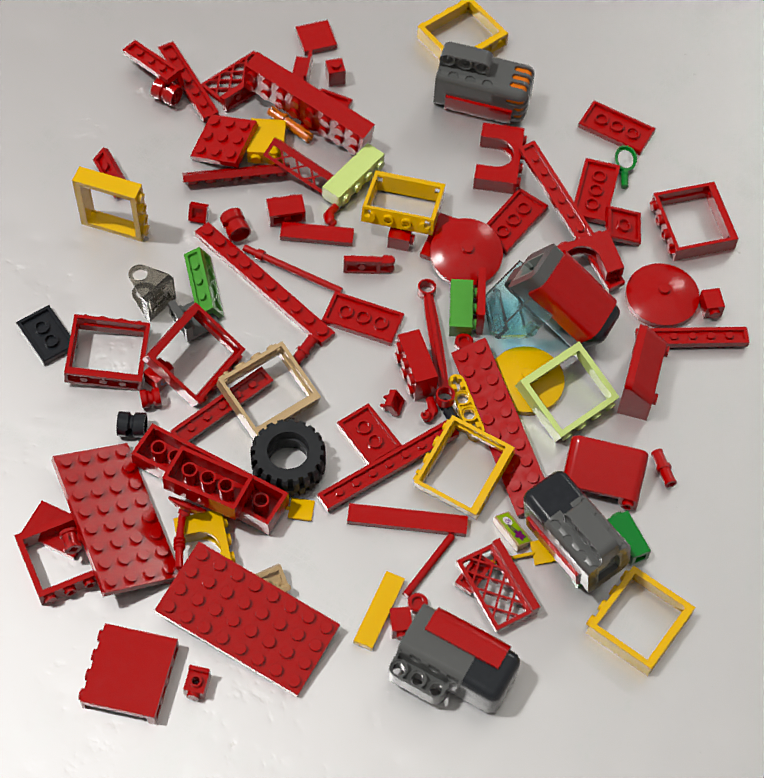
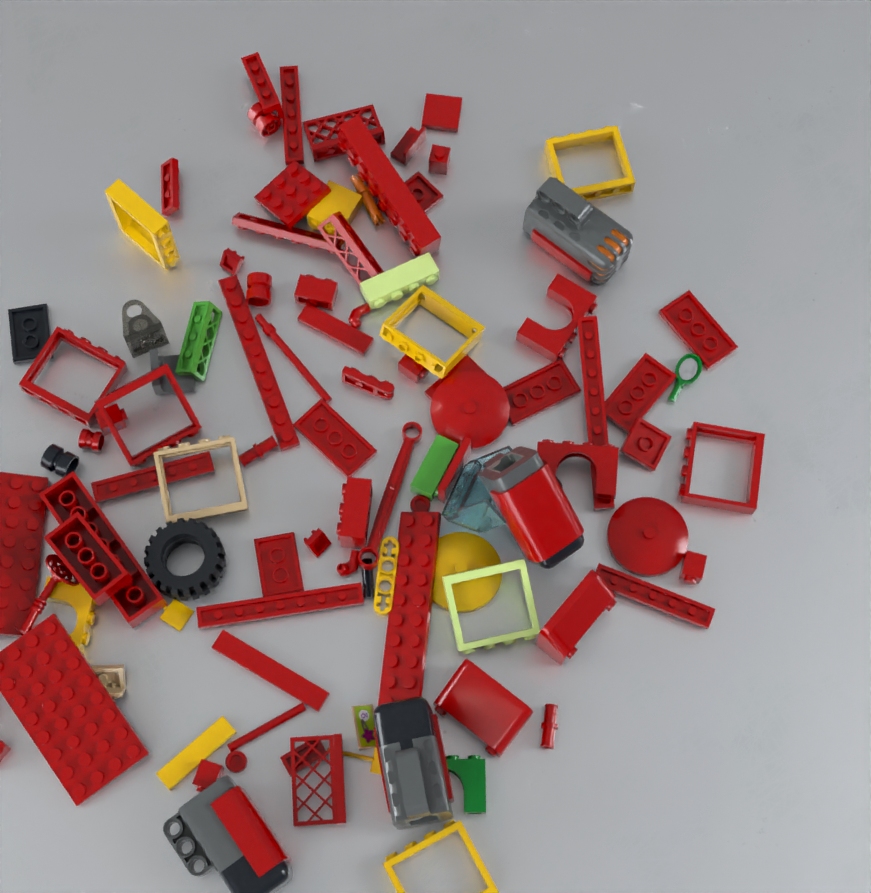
camera: 25 degrees right, 10 degrees up
(438, 445) = (365, 670): yellow window -> none

